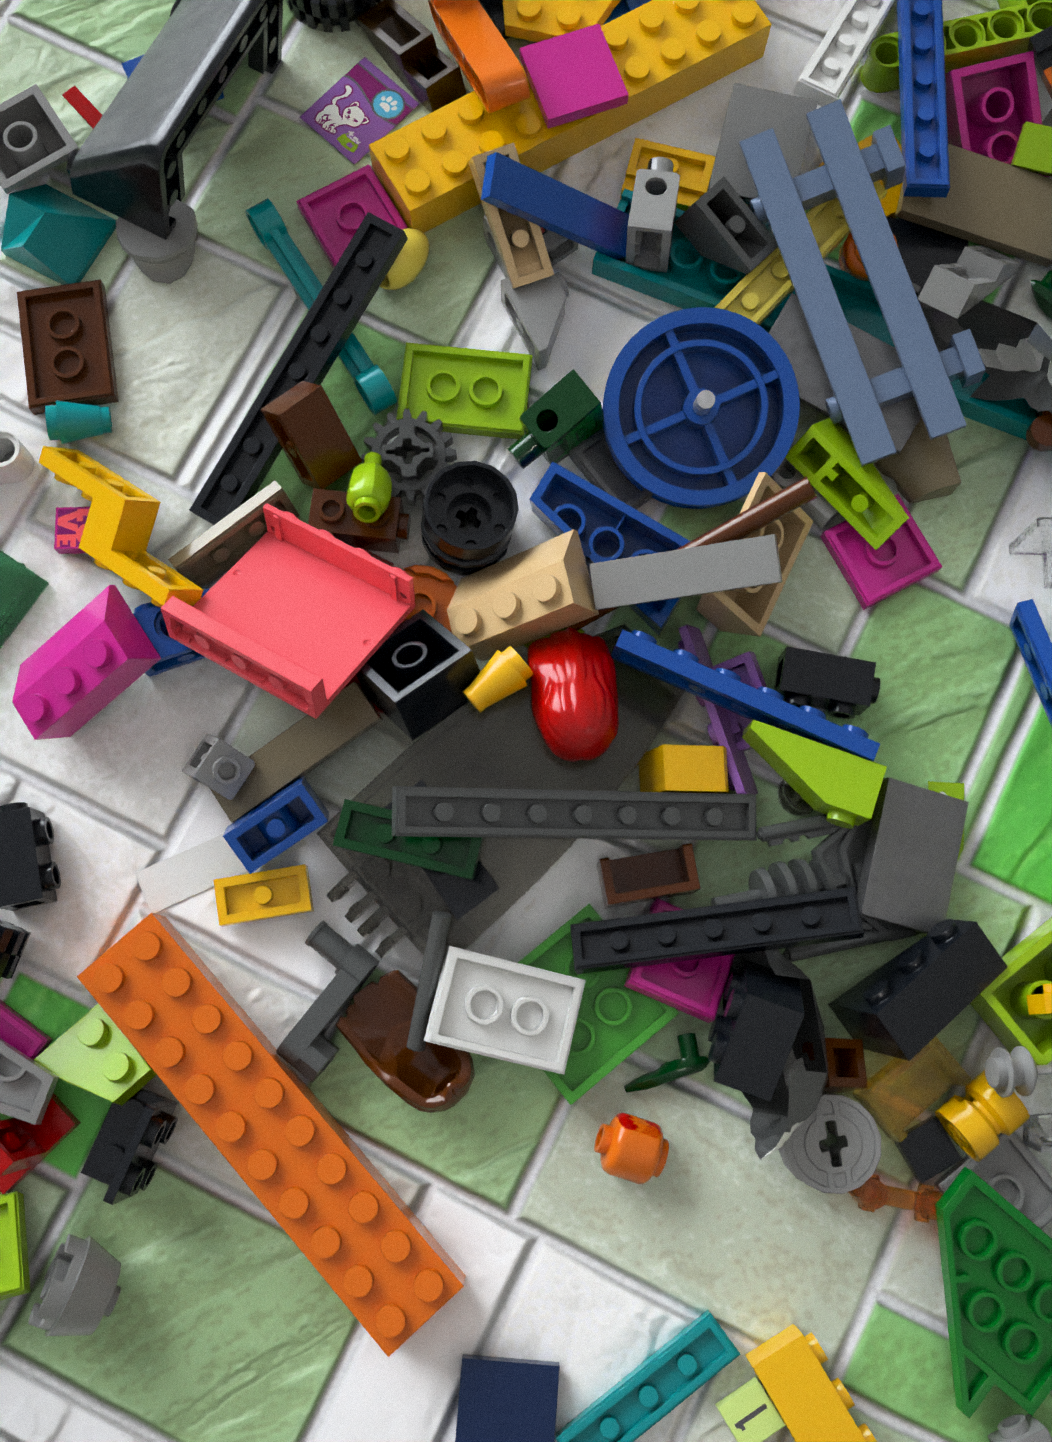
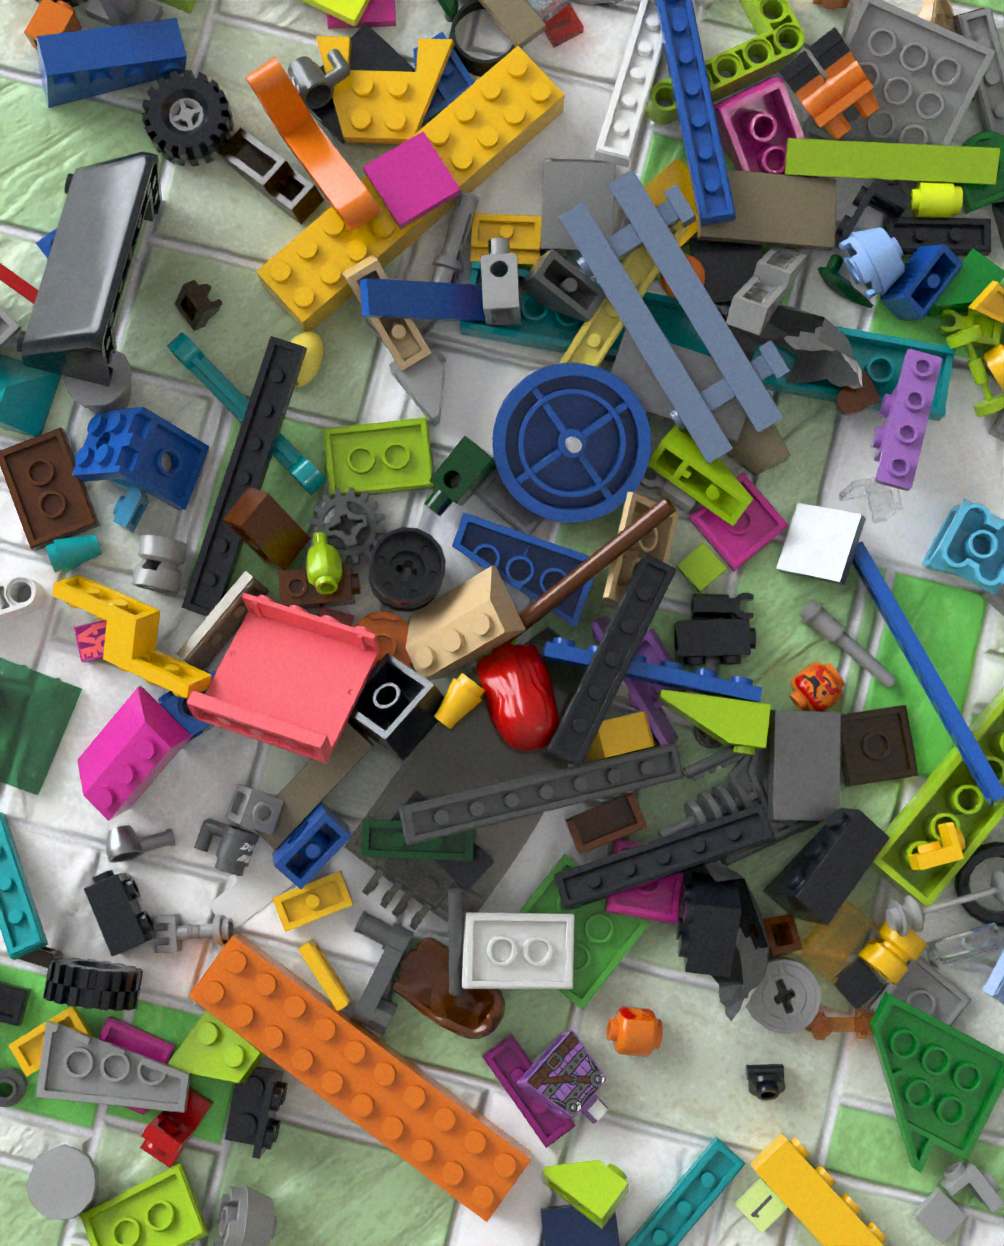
camera: 10 degrees left, 5 degrees up
(50, 778) = (125, 844): none -> flat silver bar
(86, 898) = (220, 930): none -> light grey hinge
(159, 345) = (129, 508): none -> dark azure slope
(174, 310) = (131, 447): none -> blue bracket
(174, 455) = (159, 564): none -> light grey wheel
(183, 808) = (234, 848): none -> dark grey piece
(257, 989) = (325, 974): none -> yellow tile
(291, 174) = (195, 304): none -> dark brown tile
(340, 208) = (248, 324): dark pink tile -> none
(359, 110) = (237, 231): sticker -> none
(480, 1196) = (509, 1064): none -> magenta tile
(531, 1191) = (566, 1079): none -> torso
(531, 1340) = (589, 1187): none -> lime slope
(613, 155) = (449, 263): none -> light grey pin
(673, 1070) = (666, 958): dark green bar -> none
(686, 572) = (586, 588): light grey tile -> none
(690, 679) = (611, 660): none -> black tile
(787, 1250) = (765, 1080): none -> black plate
(825, 595) = (701, 567): none -> lime tile
(840, 642) = (719, 606): none -> black bar
(943, 765) = (816, 687): none -> head
(974, 704) = (834, 632): none -> light grey pin
(980, 593) = (821, 543): none -> tile
(1004, 856) = (877, 746): none -> dark brown tile

